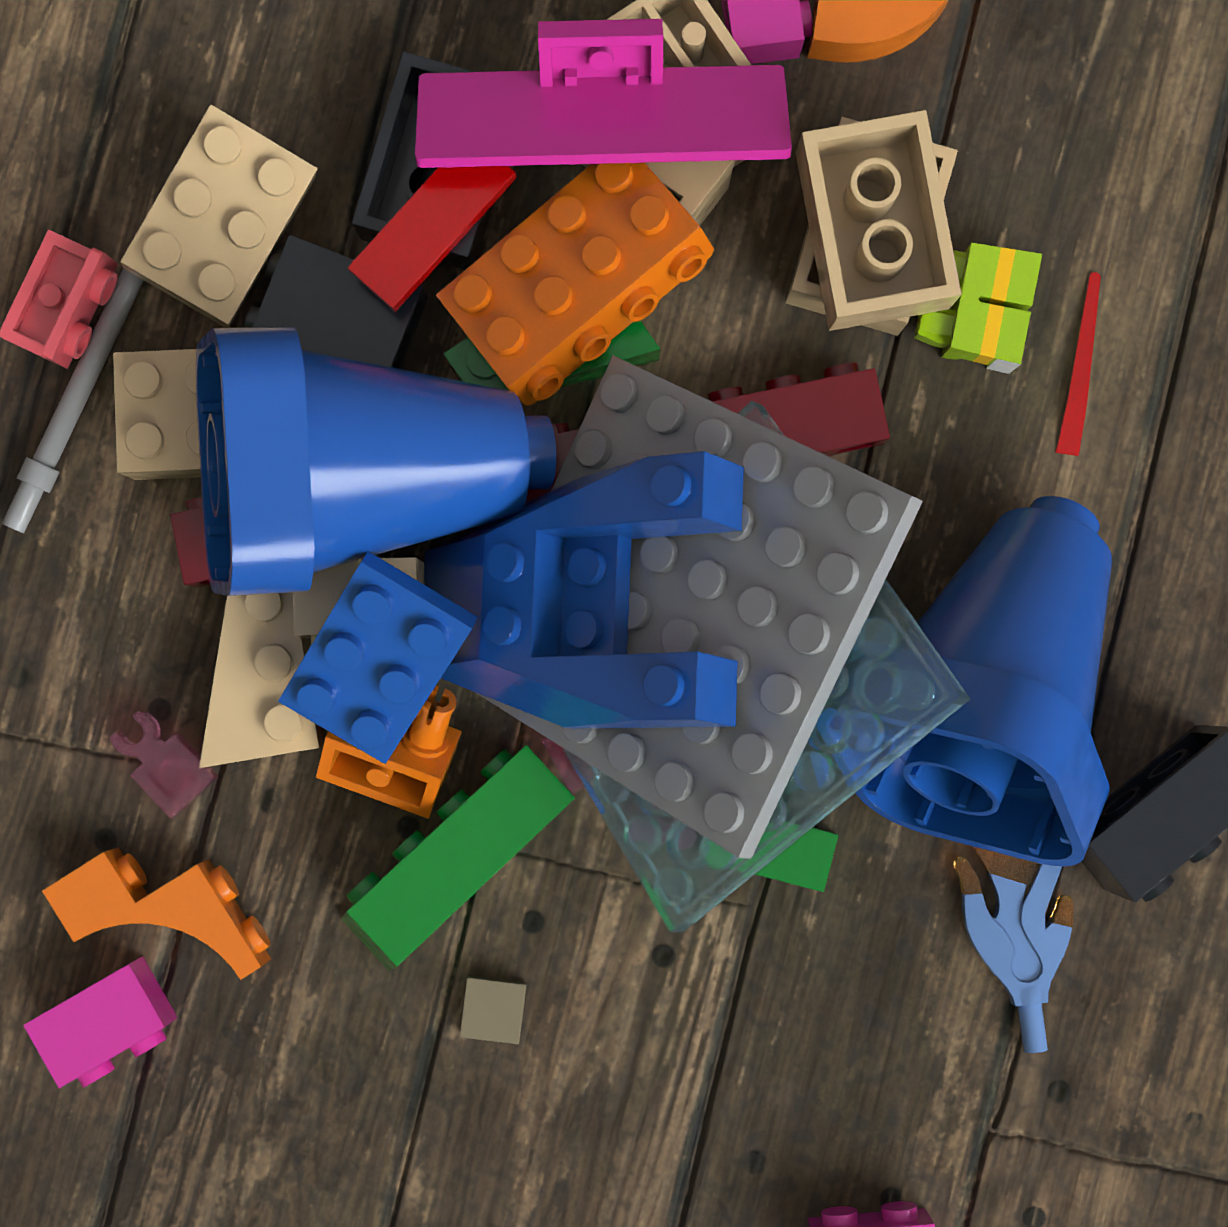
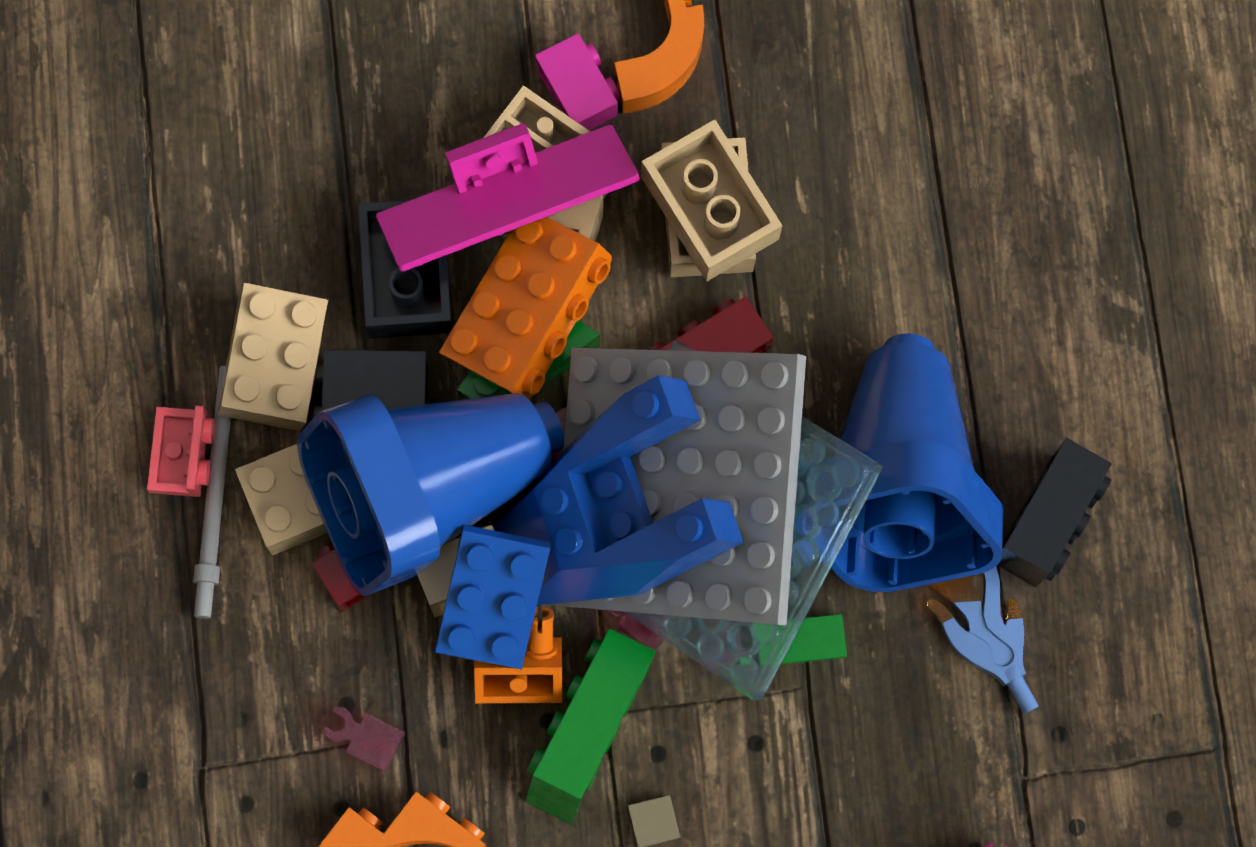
camera: 25 degrees left, 10 degrees down
(250, 675) = (407, 638): tan wedge -> none
(428, 229) = (418, 311): red tile -> none
(992, 313) = (806, 232): lime hips -> none
(1075, 410) = (889, 275): red sticker -> none

